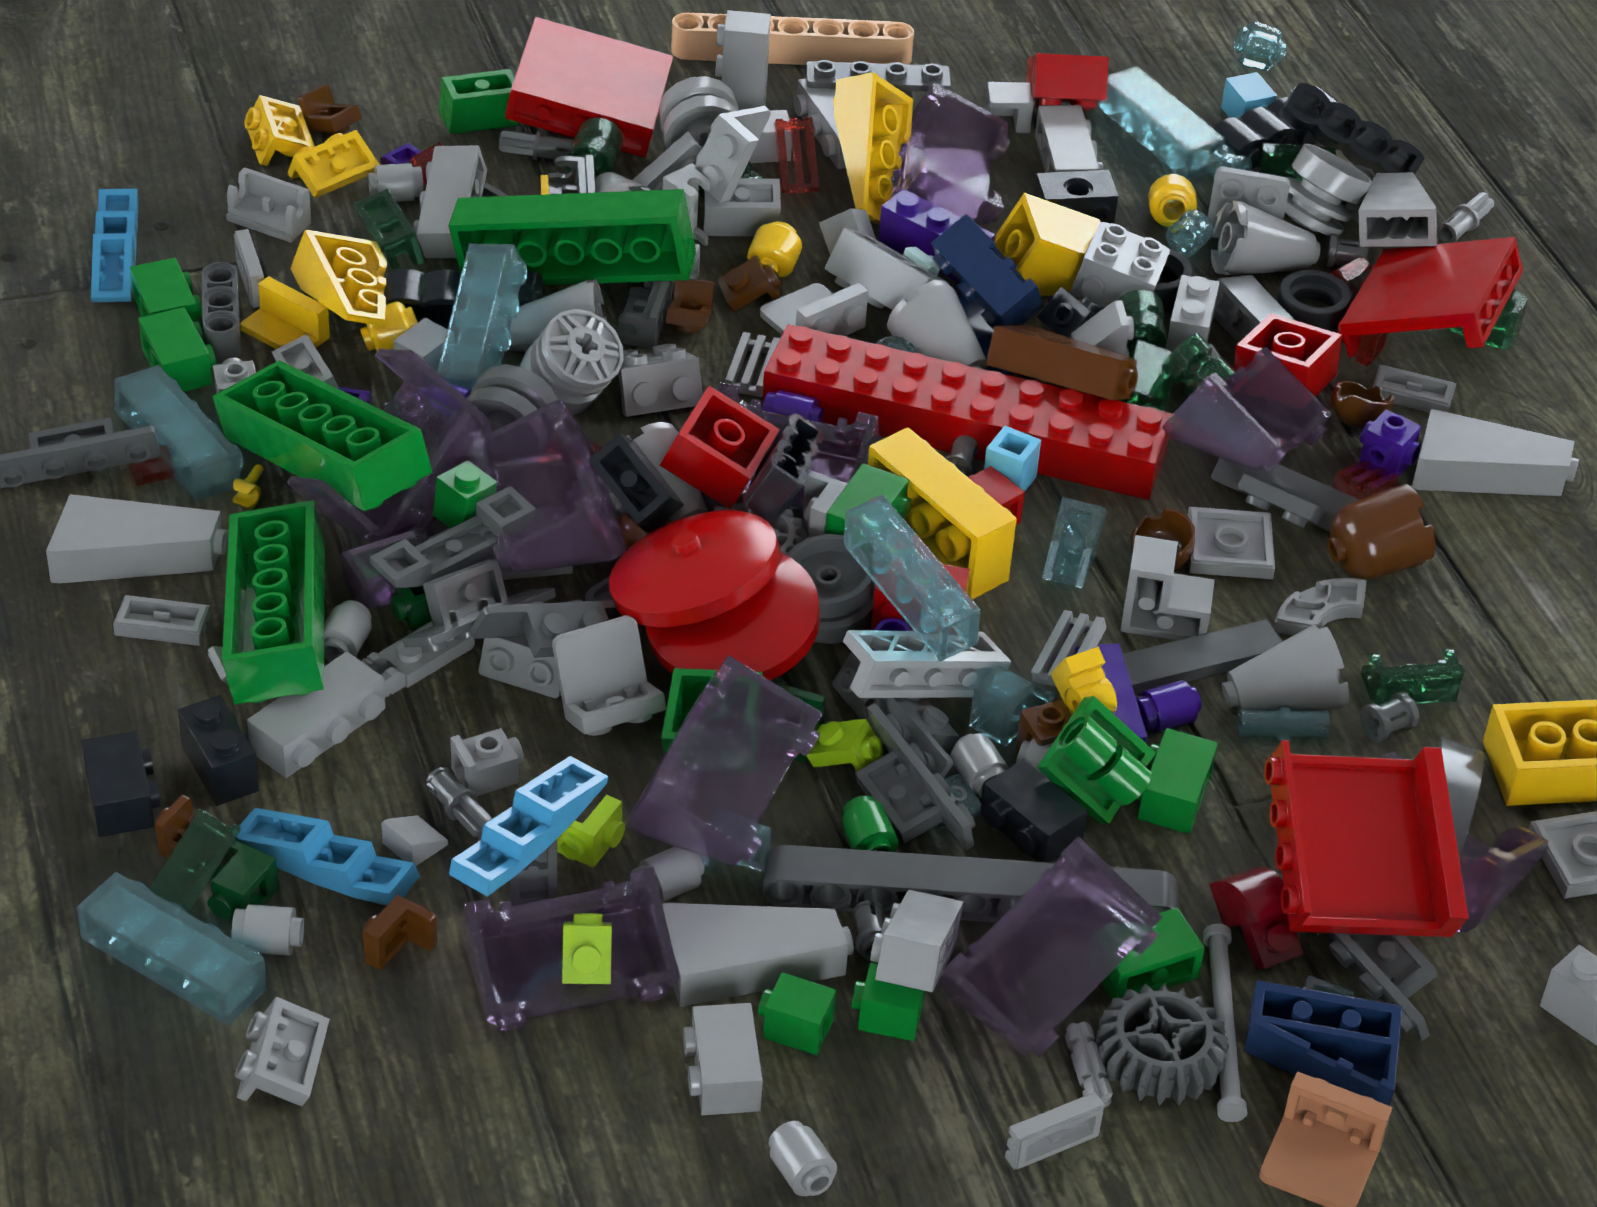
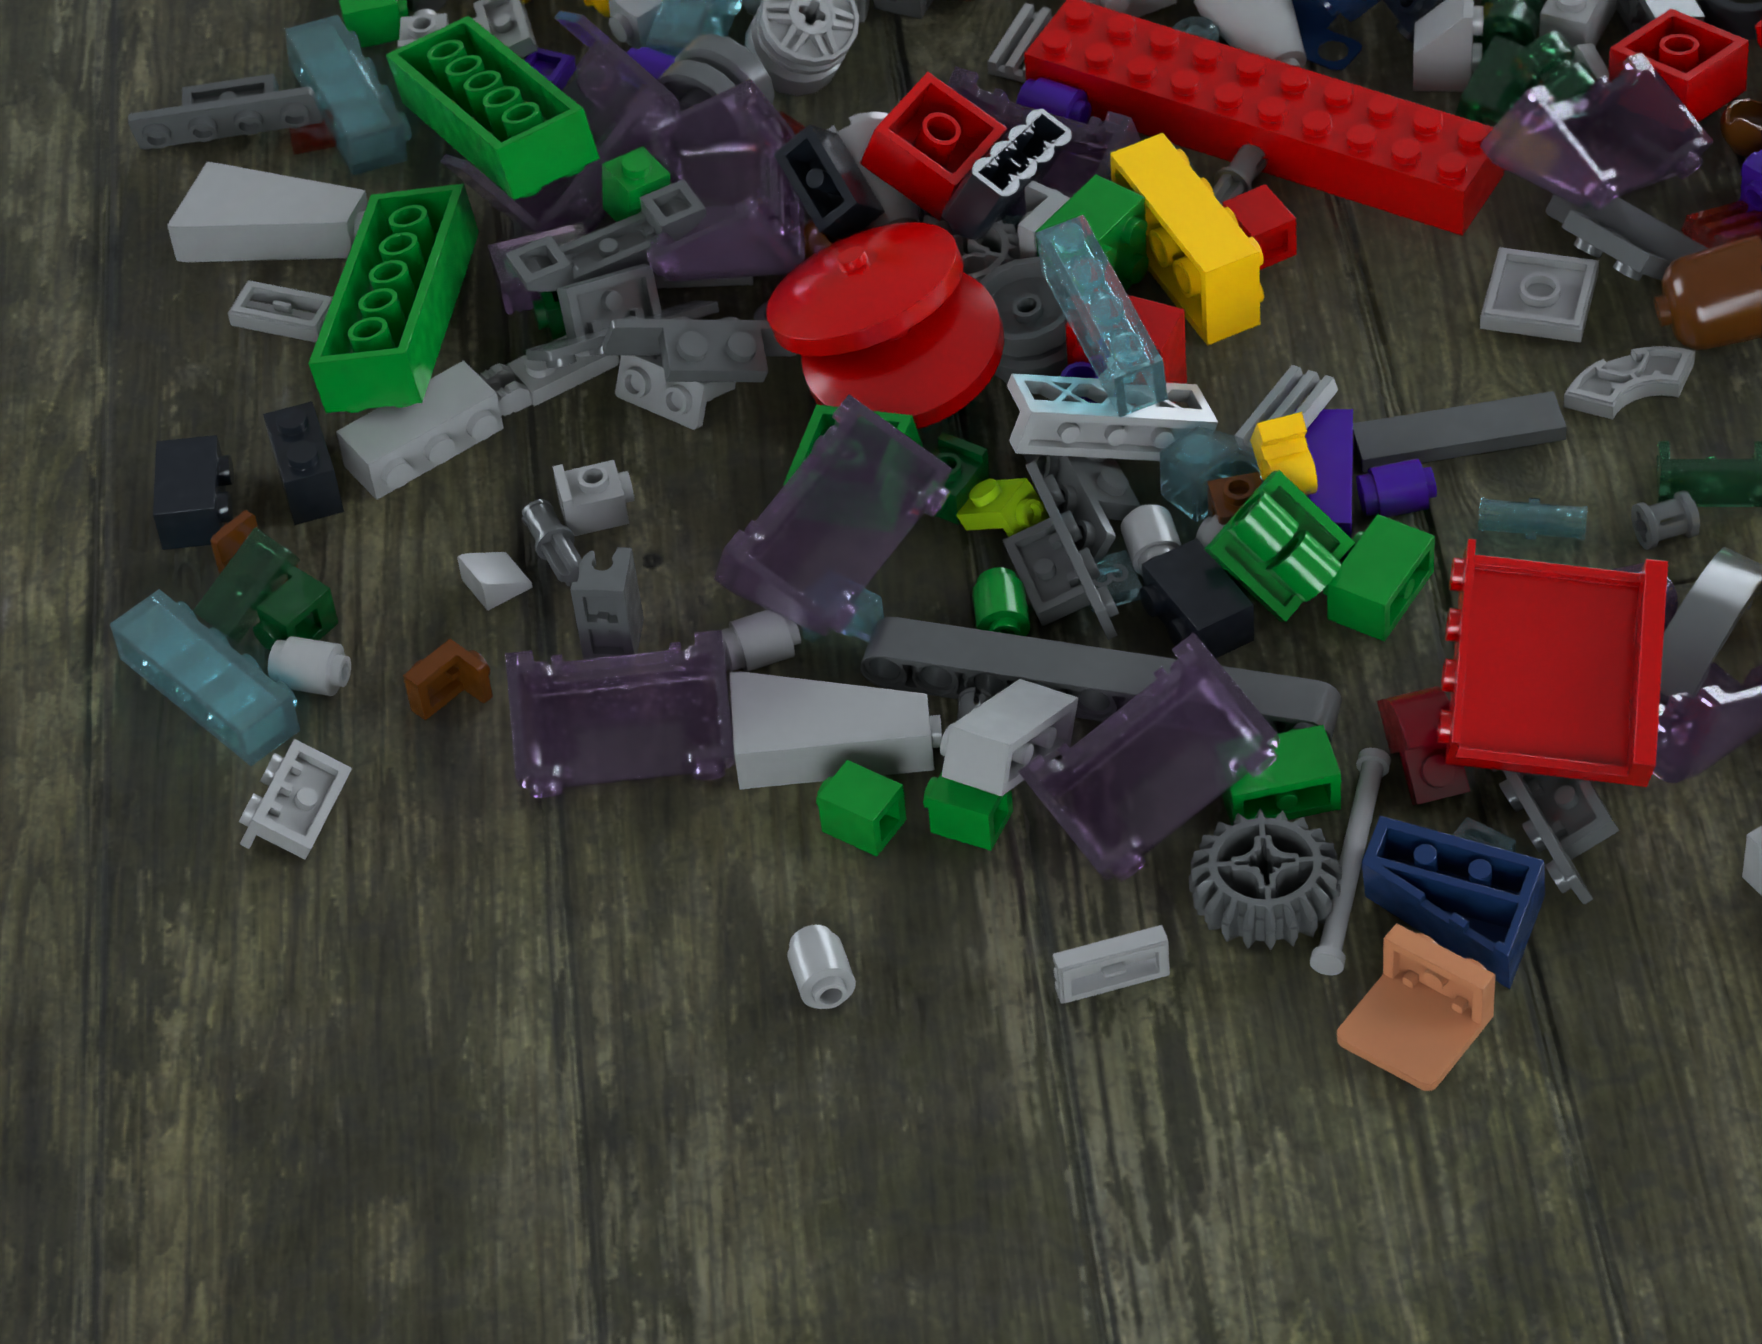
camera: 20 degrees right, 5 degrees up
(248, 492) = (410, 165): yellow hand -> none
(331, 861) = (383, 587): dark azure slope -> none
(346, 629) = (475, 336): light grey brick -> none
(529, 827) = (603, 565): dark azure slope -> none
(587, 950) = (643, 716): lime bracket -> none
(596, 835) = (688, 589): lime bracket -> none
(604, 676) = (743, 407): light grey bracket -> none
(659, 380) = (900, 55): light grey bracket -> none
(725, 1059) = (764, 850): light grey brick -> none
(1014, 456) = (1297, 177): medium azure brick -> none
(1062, 361) = (1384, 58): reddish brown slope -> none
(1074, 542) = (1345, 283): clear light blue slope -> none
(1087, 1061) = (1177, 895): light grey axle -> none
(1161, 601) = (1424, 359): light grey brick -> none
(1169, 526) = (1452, 289): reddish brown hair -> none
(1291, 674) = (1554, 461): light grey cone -> none

